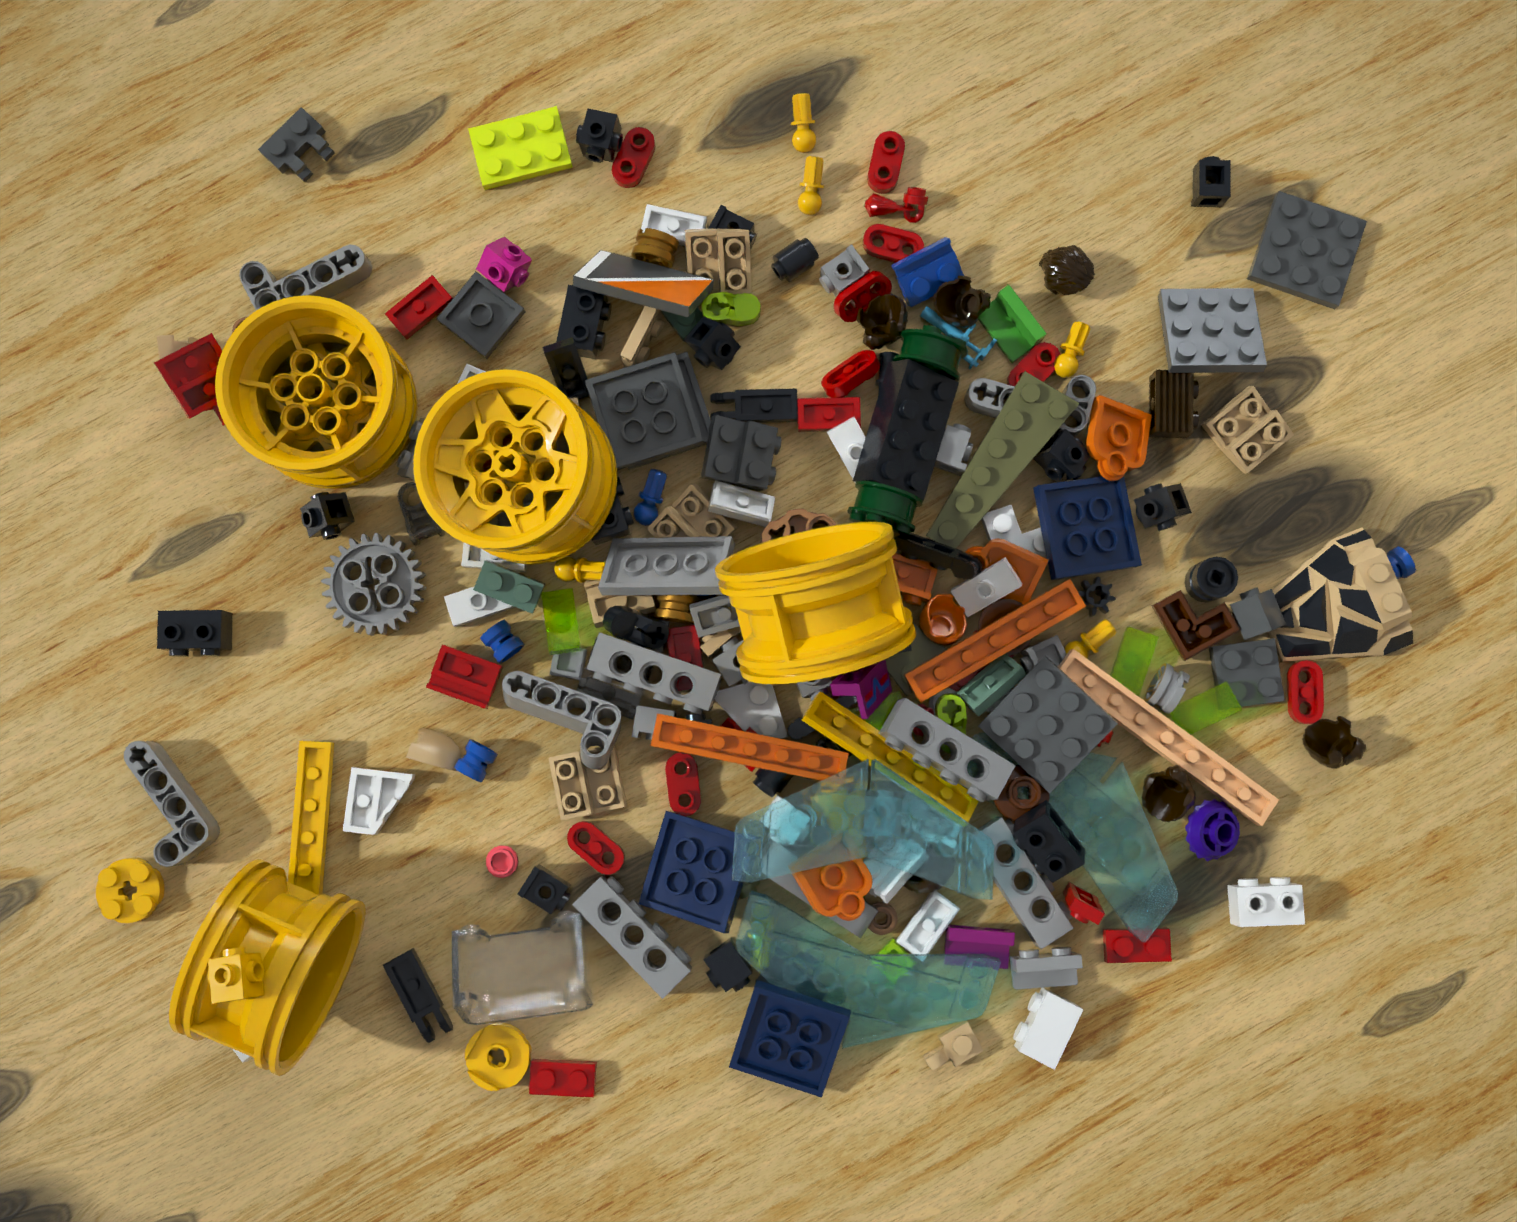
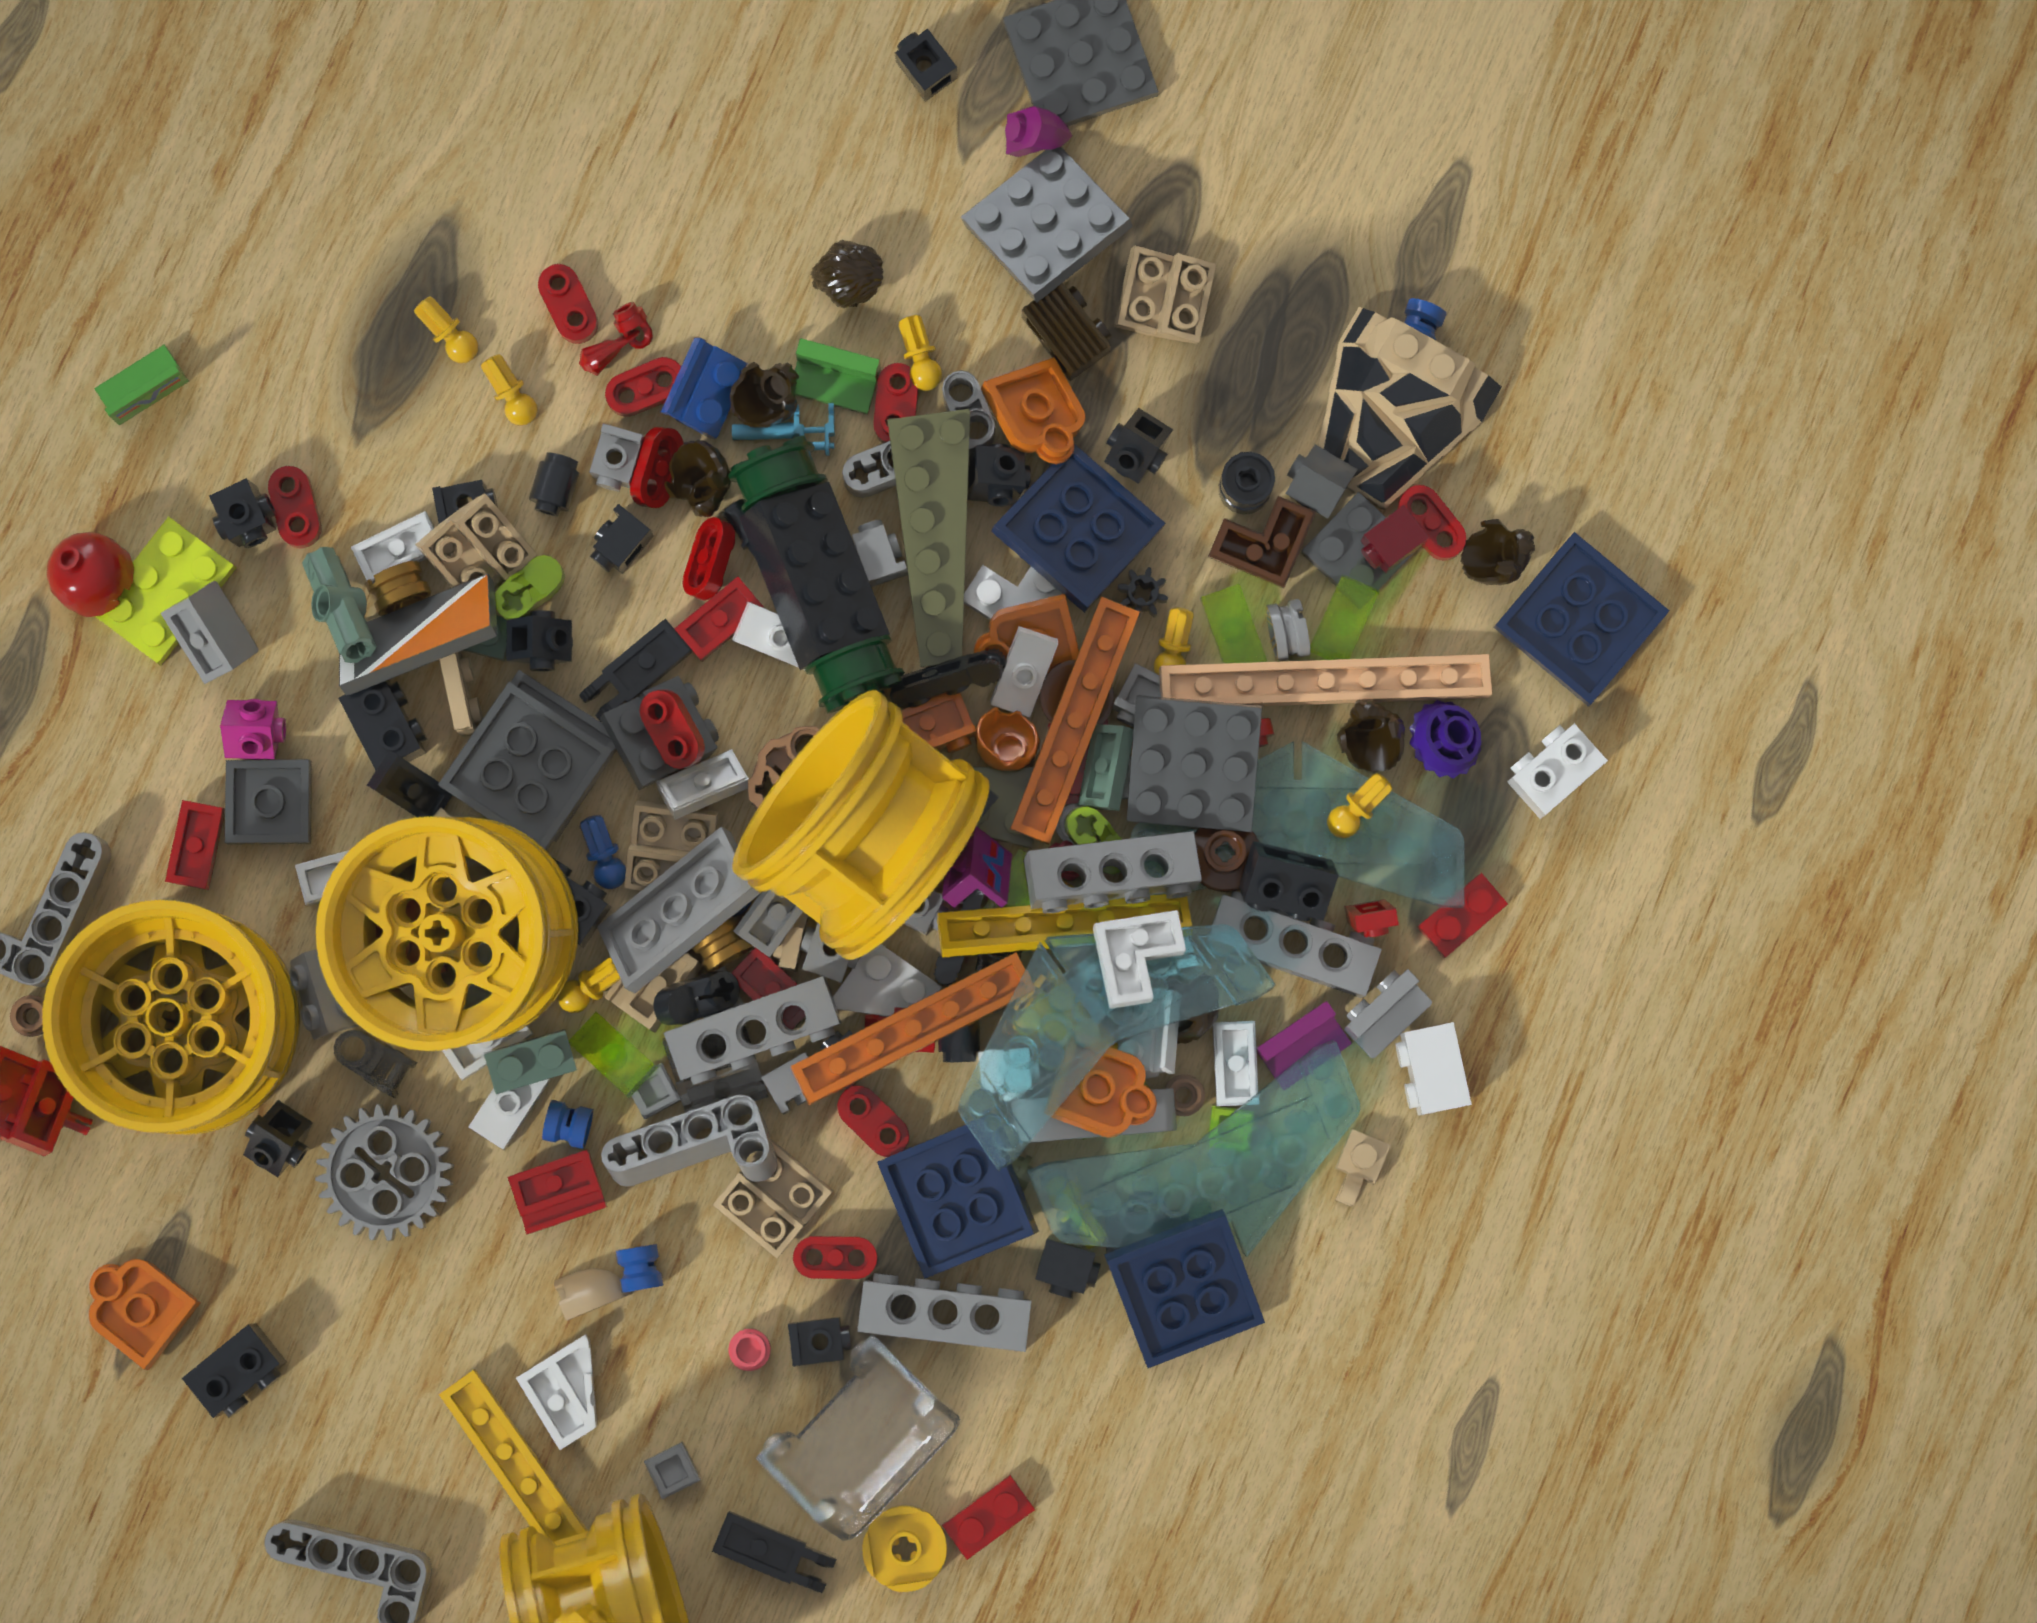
camera: 45 degrees left, 0 degrees up
(170, 550) = (138, 1309): none -> orange plate
(400, 896) = (672, 1470): none -> light grey tile
(484, 101) = (89, 573): none -> red cylinder
(526, 189) = (210, 632): none -> light grey panel
(601, 20) = (141, 385): none -> bright green panel
(612, 230) = (339, 605): none -> sand green piece
(750, 454) = (672, 726): none -> red plate
(807, 323) = (620, 541): none -> black brick
(918, 805) = (1125, 948): none -> white plate
(1112, 831) = (1345, 820): none -> yellow axle
(1245, 270) = (1034, 131): none -> magenta plate
(1277, 684) = (1393, 540): none -> dark red brick
(1353, 823) = (1581, 619): none -> dark blue plate

